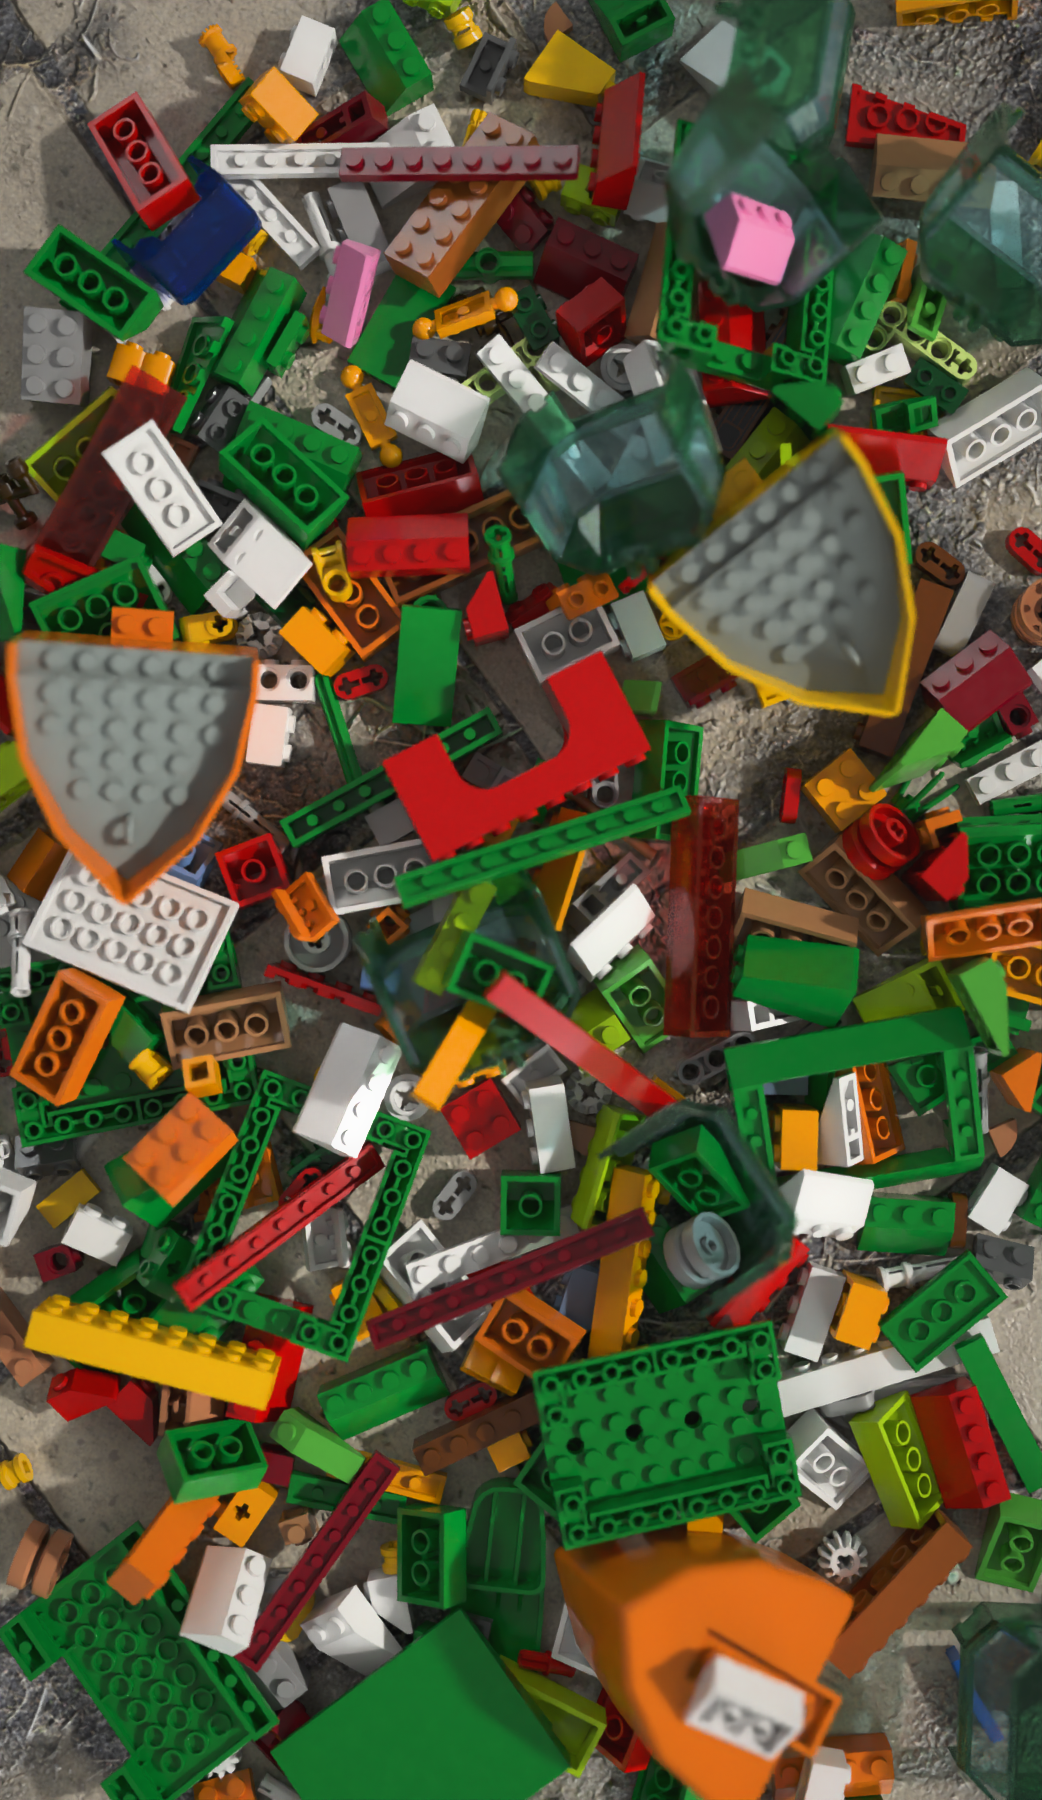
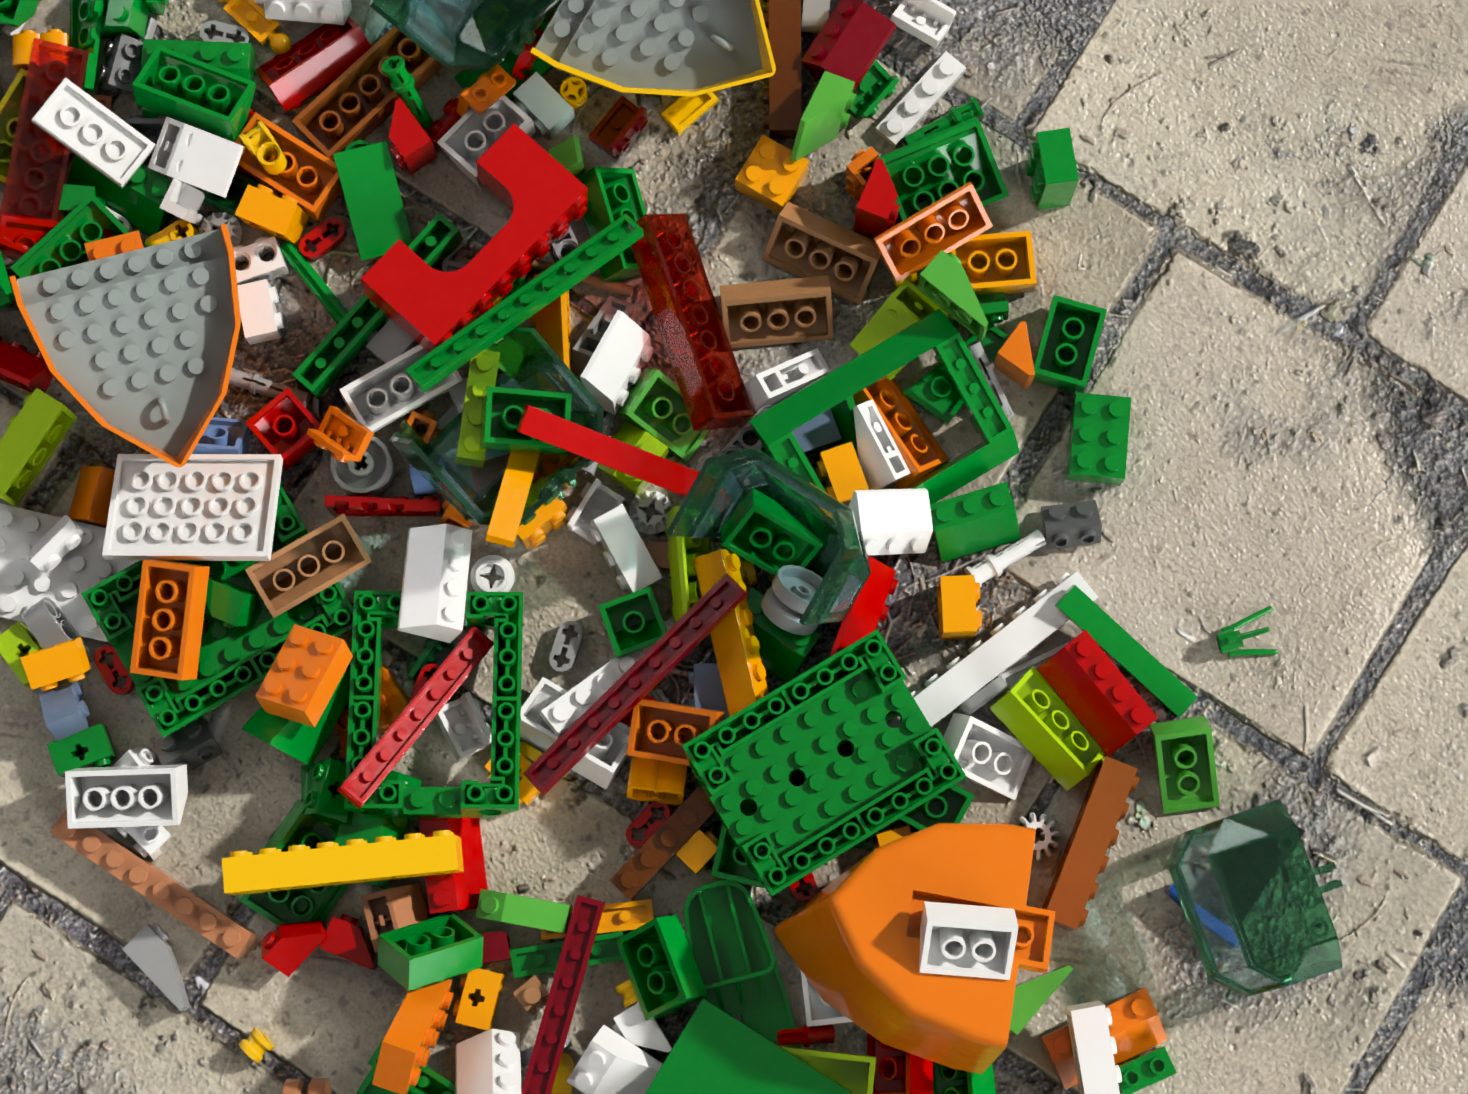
camera: 20 degrees left, 10 degrees down
(20, 954) = (103, 567): white pin -> none
(50, 1268) = (219, 840): dark red brick -> none
(65, 1199) = (220, 780): yellow tile -> none
(98, 1233) = (257, 797): white brick -> none
(151, 1068) = (253, 625): yellow piece -> none
(202, 1076) = (301, 609): light orange brick -> none
(383, 1390) = (567, 845): green slope -> none
(408, 545) = (321, 105): red slope -> none
(480, 1117) = (563, 567): red brick -> none
(773, 856) = (734, 251): bright green slope -> none
(790, 795) = (729, 196): red beam -> none
(796, 977) = (790, 340): green slope -> none
(811, 1310) = (920, 628): white brick -> none
(880, 841) = (818, 200): red wheel -> none
(909, 804) = (833, 170): green plant -> none
(942, 1310) = (1031, 579): green tile -> none
(961, 1214) = (1022, 511): reddish brown beam -> none
(996, 1199) = (1044, 470): white brick -> none
(1003, 1136) = (1030, 416): nougat tile -> none
(1027, 717) = (892, 50): dark red brick -> none

